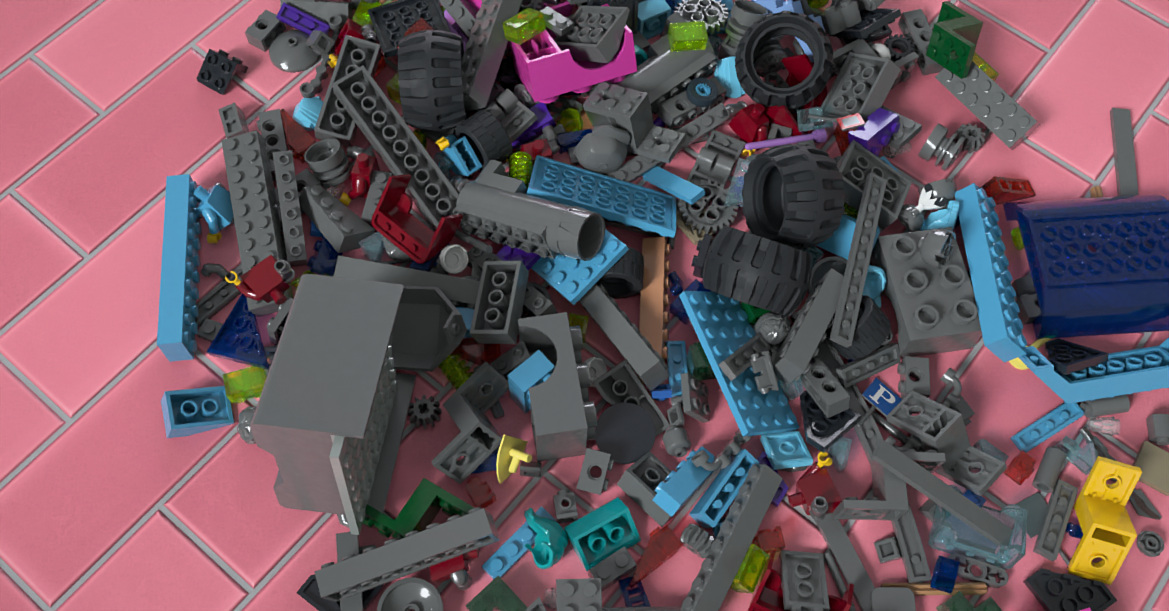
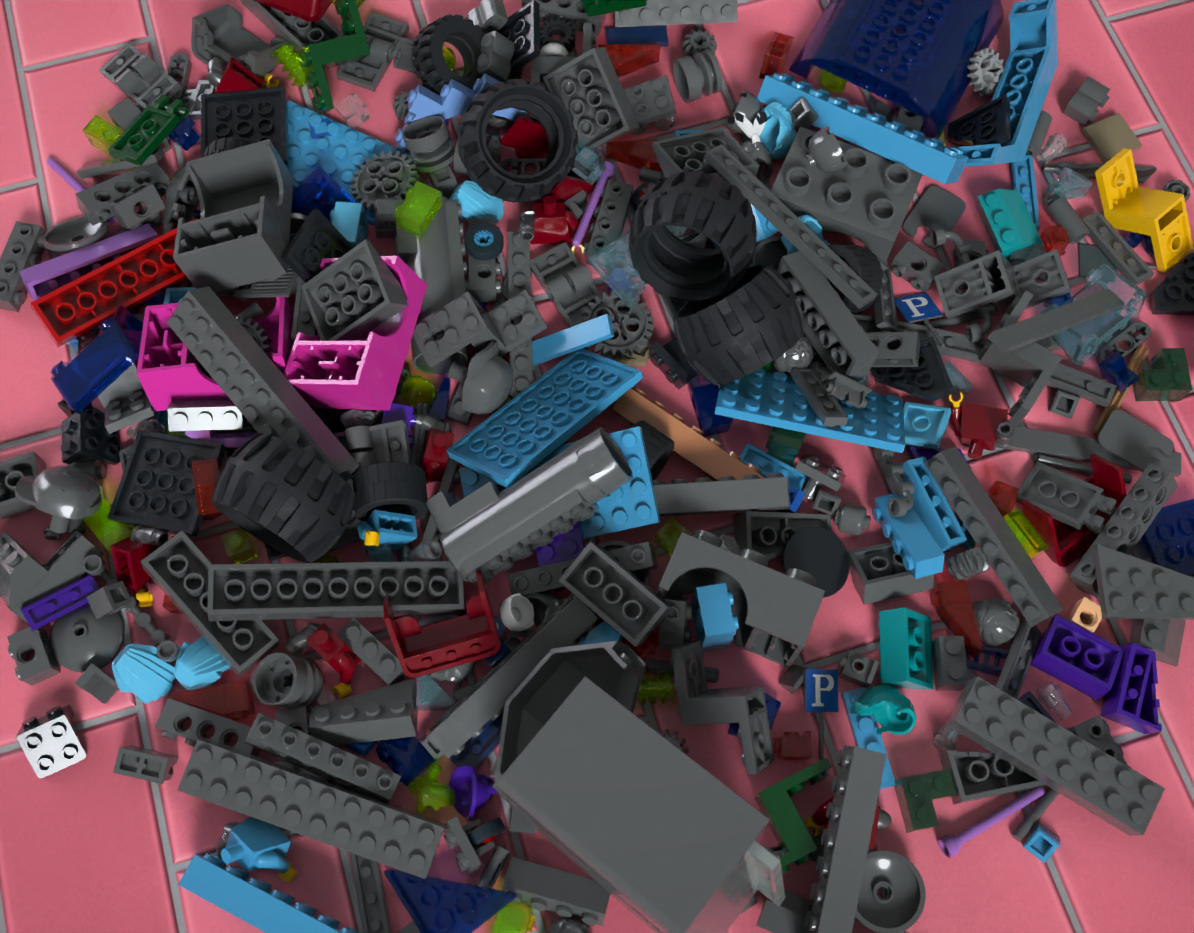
camera: 55 degrees left, 5 degrees up
(210, 268) = (330, 893): dark grey arm -> none
(265, 280) = (413, 838): dark red torso -> none
(269, 71) = (98, 683): none -> dark grey panel
(287, 88) = (143, 672): none -> medium azure hair
(473, 241) = (505, 580): dark grey bar -> none
(509, 456) = (773, 688): light yellow shield -> none
(520, 167) = (455, 480): clear neon green piece -> none
(524, 26) = (295, 359): clear neon green brick -> none
(529, 489) = (821, 696): none -> blue piece
(556, 21) = (306, 325): dark grey plate -> none
(586, 480) = (853, 624): dark grey brick -> none
(667, 585) = (995, 620): none -> dark grey hair
(677, 282) = (680, 409): clear blue arm -> none
(845, 123) = (626, 134): dark grey piece -> none
(876, 131) = (649, 117): dark purple wedge -> none
(915, 98) = (632, 57): none -> clear red slope
(942, 97) = (638, 36): none -> dark blue tile
(964, 224) = (803, 114): none -> dark grey slope
(974, 370) = (934, 210): none -> dark grey piece
(1009, 423) = (1007, 221): none -> teal slope
(1130, 329) = (985, 71): none -> light grey gear

